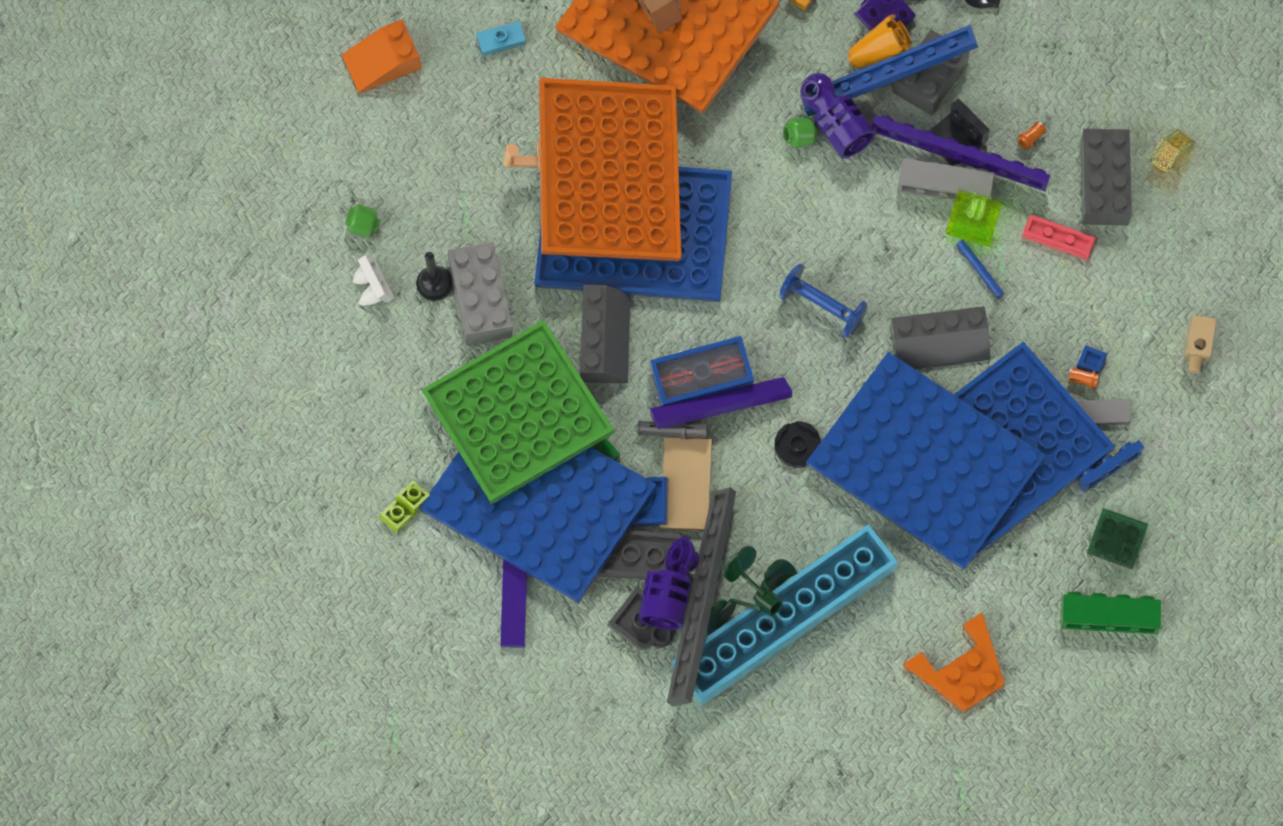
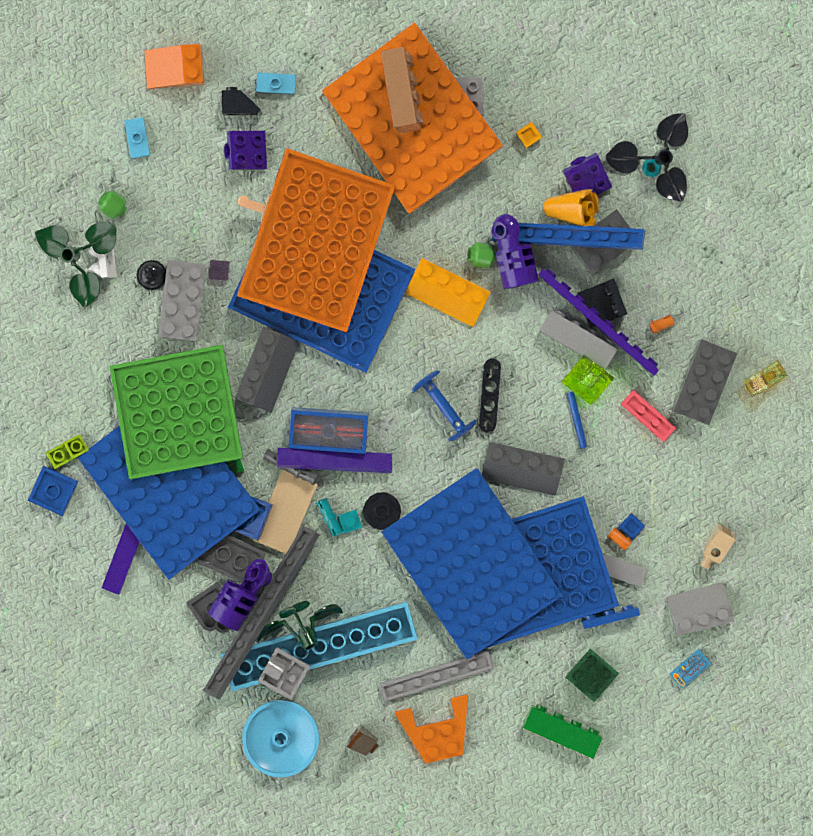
camera: 15 degrees right, 20 degrees up
(309, 283) = (101, 238): none -> dark green plant
(366, 145) = (137, 138): none -> medium azure plate
(403, 555) = (53, 490): none -> blue plate
(468, 70) = (237, 103): none -> black slope
(493, 113) = (246, 150): none -> dark purple plate
(509, 251) = (219, 270): none -> clear purple tile
(739, 470) = (329, 517): none -> teal pin
(755, 652) = (284, 673): none -> light grey plate
(765, 468) = (350, 521): none -> teal plate
(778, 182) = (447, 292): none -> light orange slope
(780, 738) = (280, 738): none -> medium azure dish
(870, 276) = (494, 395): none -> black beam
(879, 703) = (362, 741): none -> reddish brown slope
(935, 606) = (435, 676): none -> light grey tile
(1210, 422) = (699, 609): none -> light grey slope
(1227, 492) = (690, 668): none -> dark azure tile

